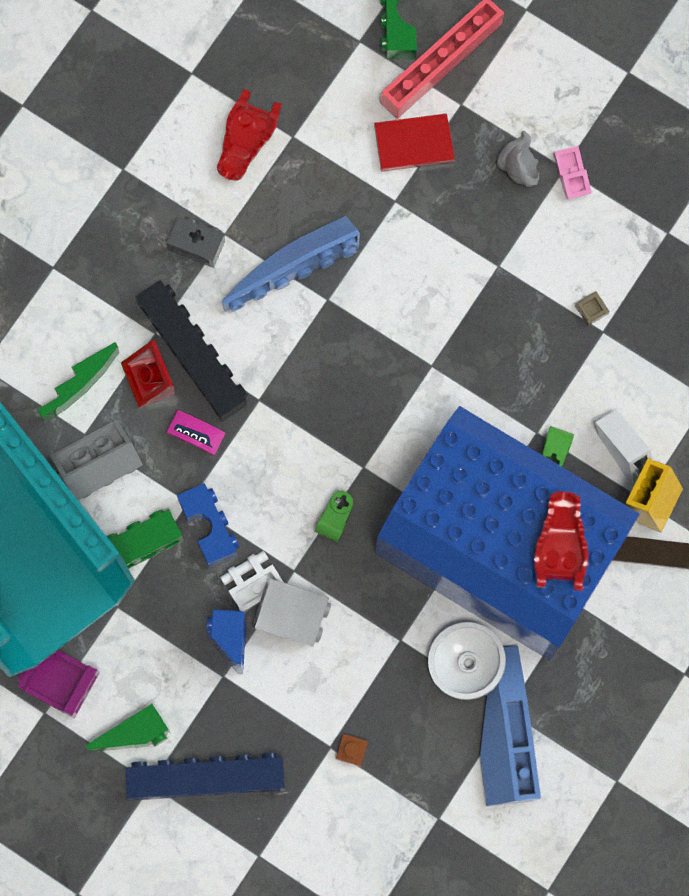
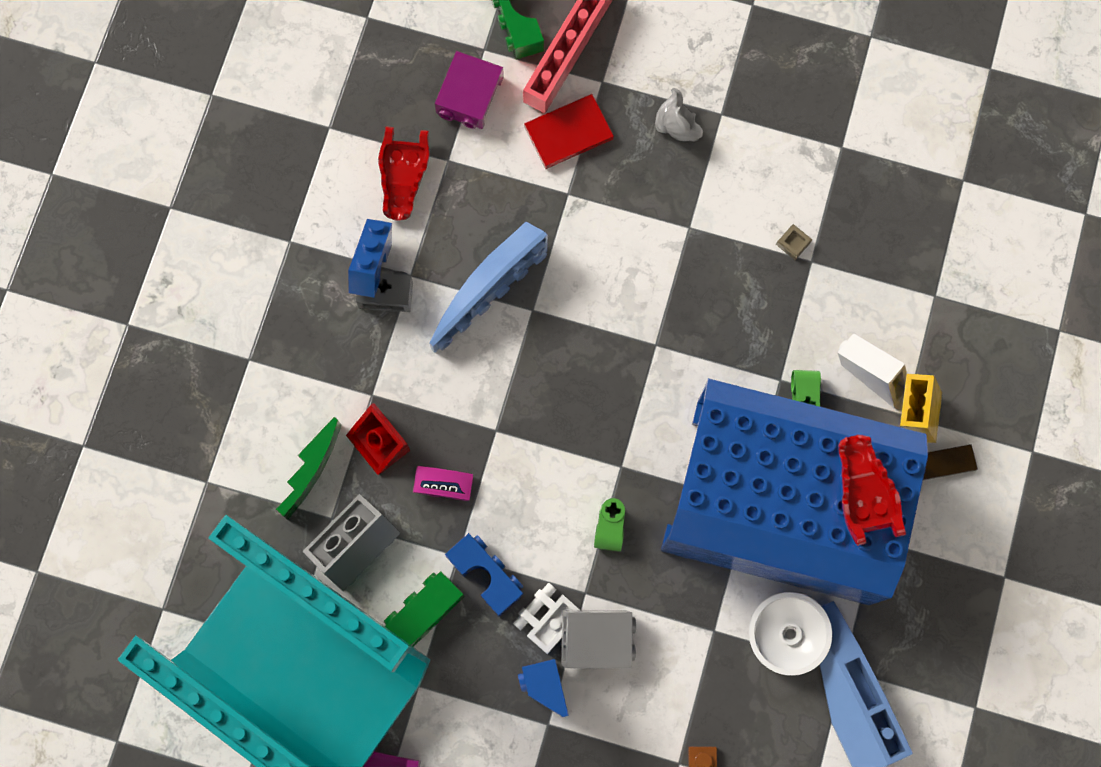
camera: 15 degrees left, 0 degrees up
(191, 350) = (413, 401): black brick -> none
(193, 202) = (367, 260): none -> blue arch
(331, 76) = (468, 90): none -> magenta panel
(572, 173) = (730, 116): bright pink slope -> none

